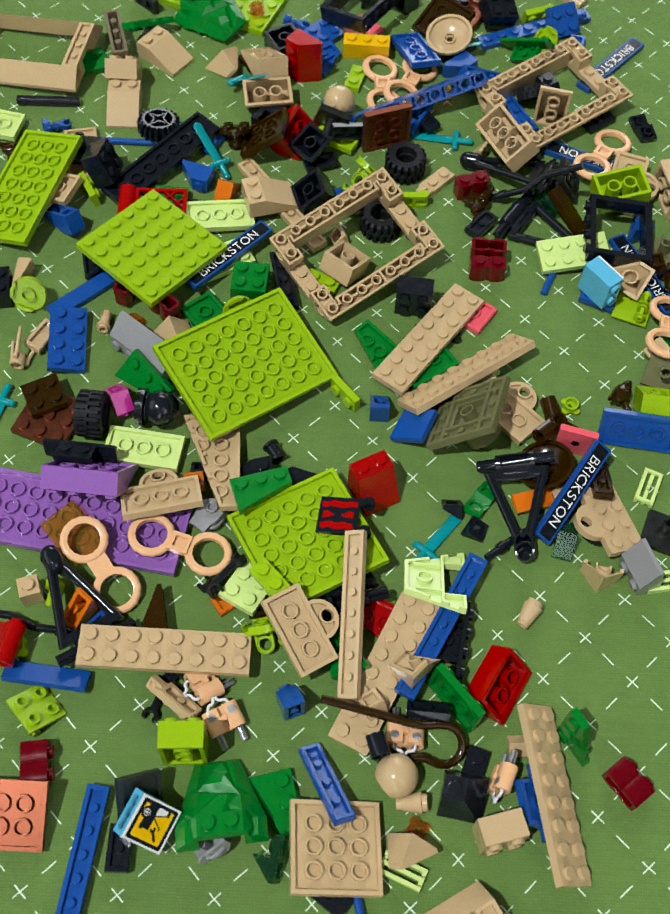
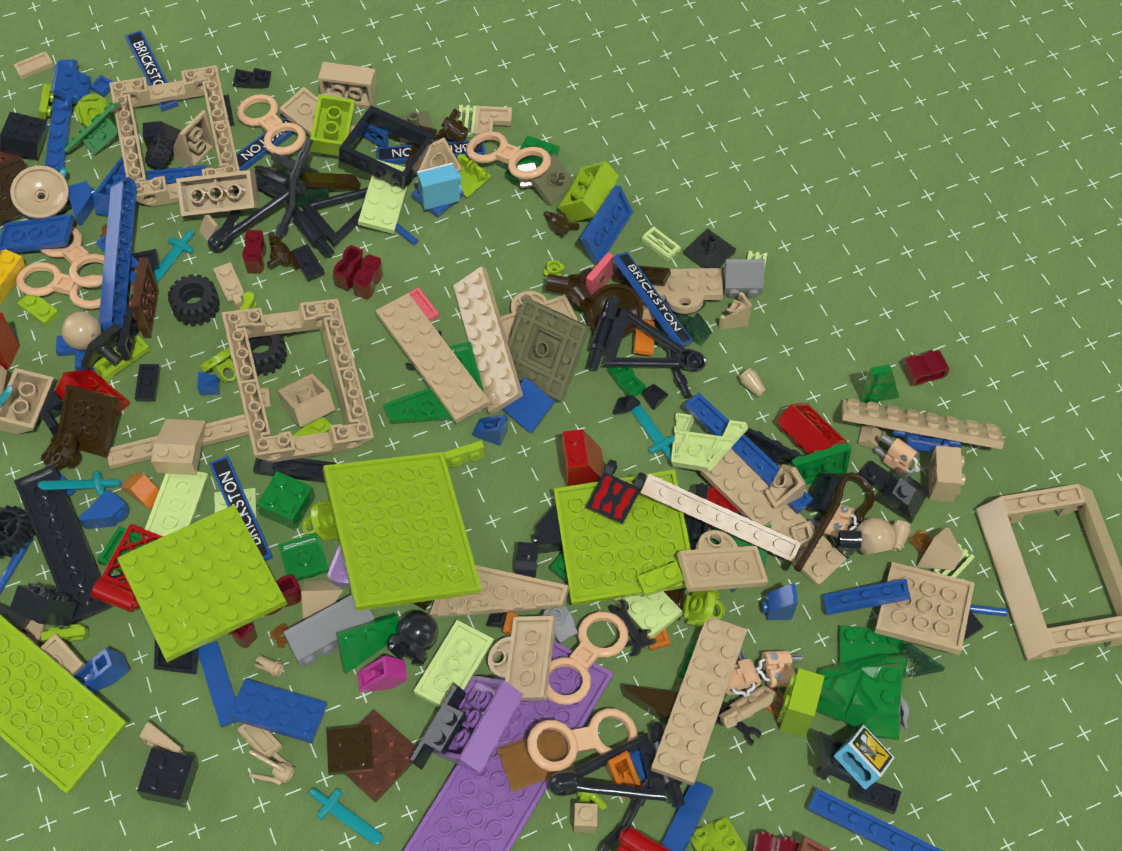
camera: 70 degrees left, 0 degrees up
(28, 293) = (198, 736): lime tile -> none
(91, 413) = (399, 702): black tyre -> none
(253, 488) = (553, 561): green wing -> none
(273, 450) = (507, 540): black bush -> none
(310, 142) = (127, 377): black slope -> none
(312, 191) = (197, 399): black brick -> none
(364, 171) = (189, 340): lime tile -> none
(414, 296) = (378, 351): black brick -> none

